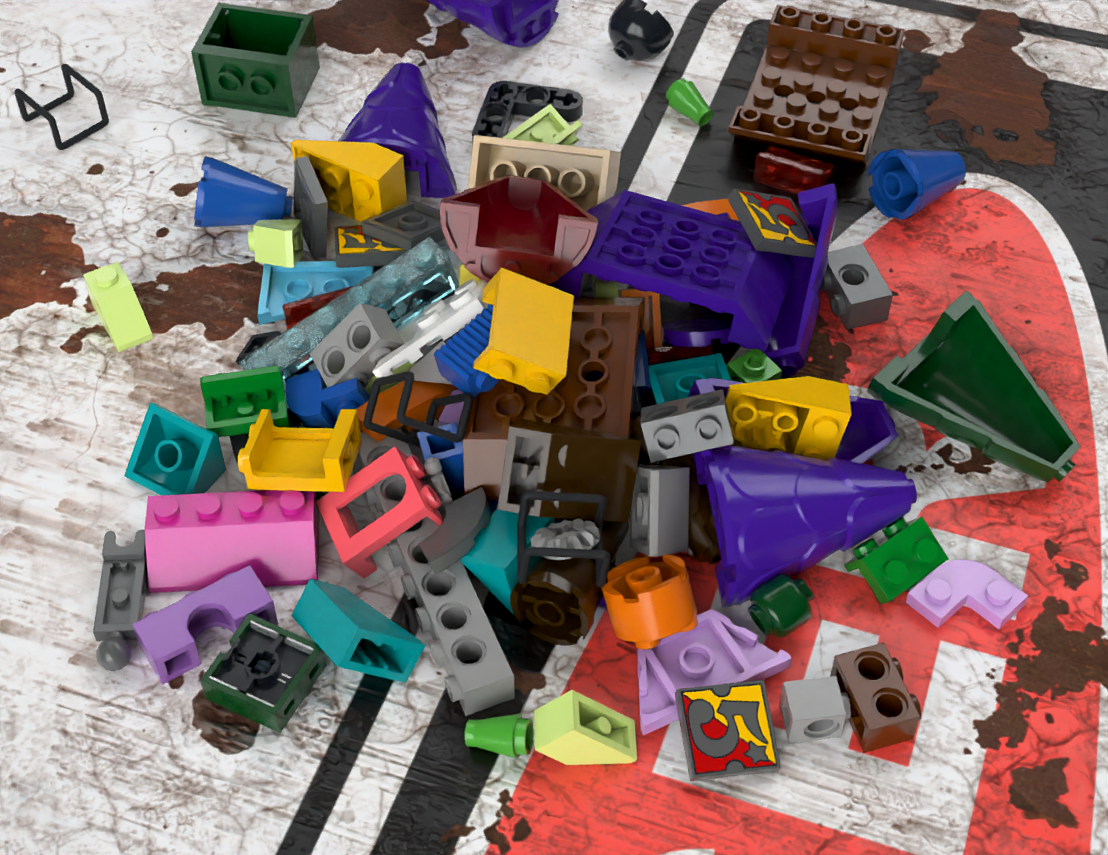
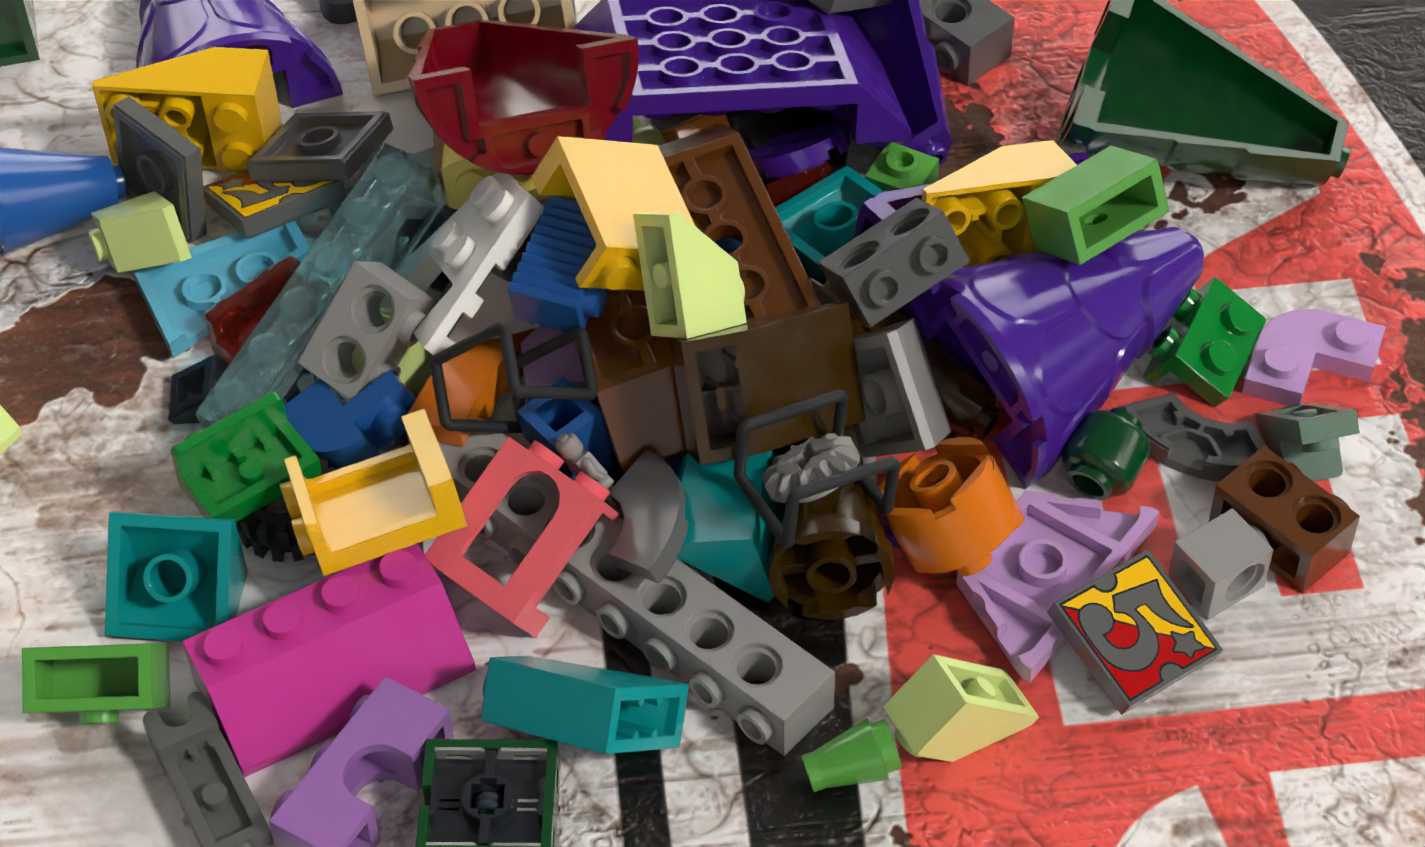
camera: 25 degrees left, 0 degrees up
(94, 499) = (95, 679): none -> bright green brick
(537, 389) = (686, 278): none -> yellowish green slope
(841, 437) = (1096, 204): none -> bright green brick
(847, 619) = (1192, 442): none -> dark grey tile
(925, 651) = (1309, 436): none -> sand green slope

